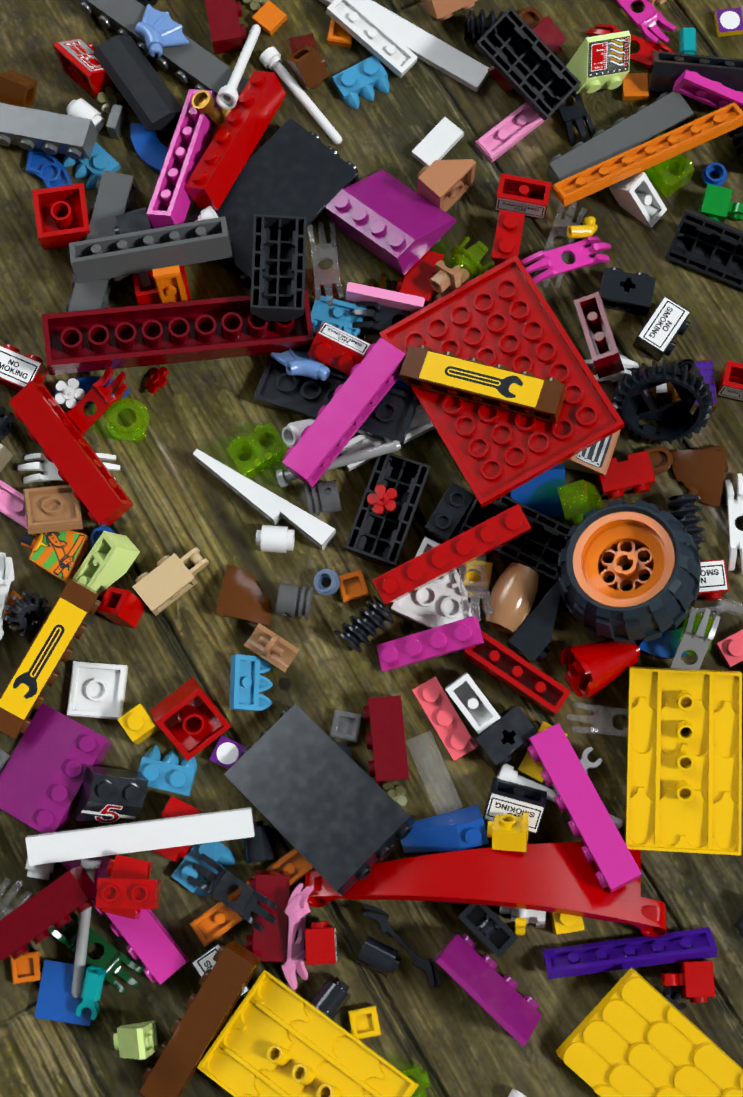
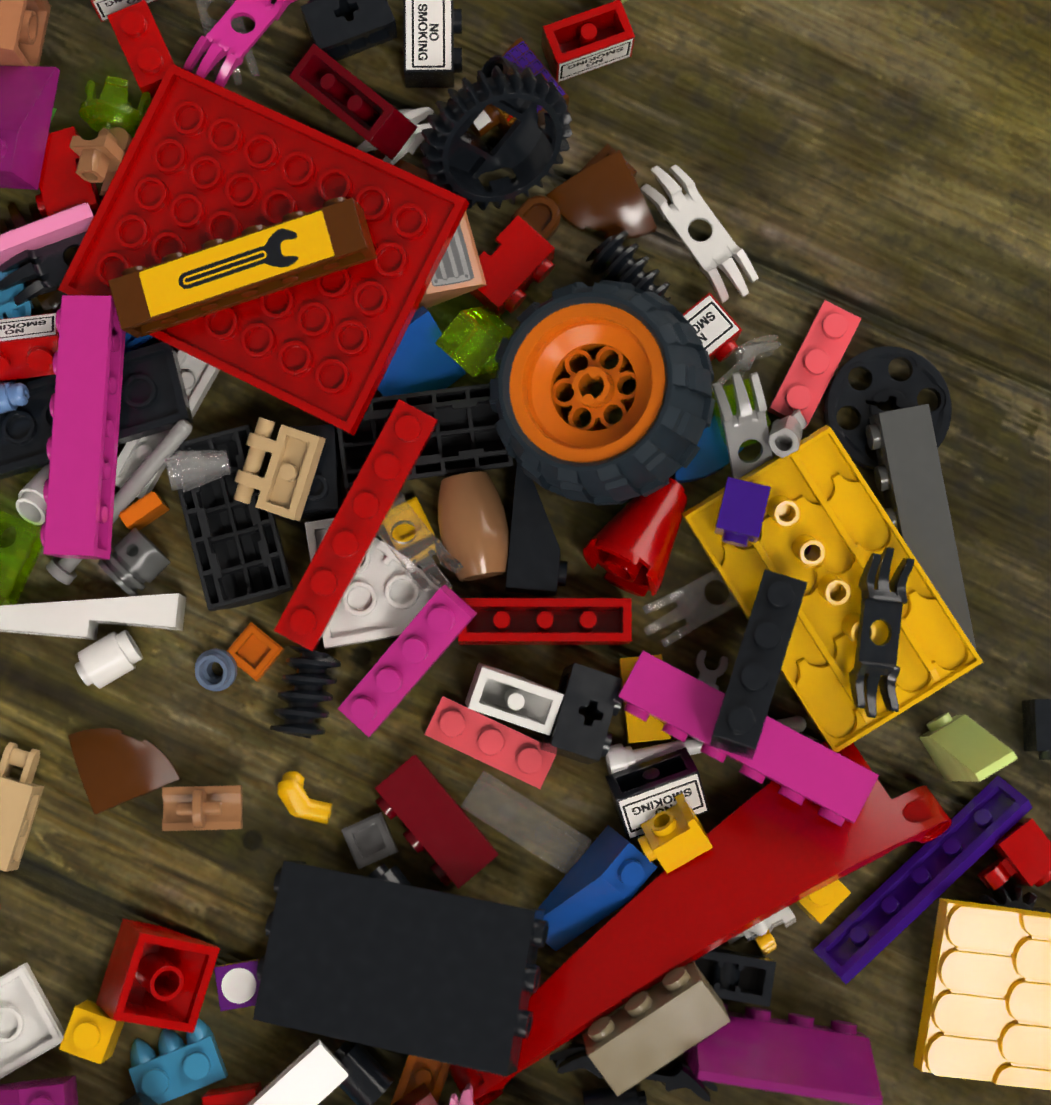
camera: 45 degrees left, 5 degrees up
(247, 683) = (202, 874): dark azure plate -> none
(294, 601) = (189, 725): dark grey piece -> none
(322, 680) = (297, 801): none -> yellow arm
(345, 475) = (144, 511): none -> orange tile
(383, 499) = (215, 511): red plant -> none
(388, 470) = (195, 468): none -> clear cone
(397, 794) = (494, 888): olive plant -> none
(430, 923) = (655, 1027): none -> dark tan brick
(433, 505) = (288, 473): none -> tan plate
(616, 770) = (758, 664): none -> black brick
(662, 685) = (741, 512): none -> dark purple brick
(699, 895) = (964, 749): none -> yellowish green slope
(704, 783) = (881, 659): none -> black piece
(715, 661) = (787, 434): none -> light grey bar

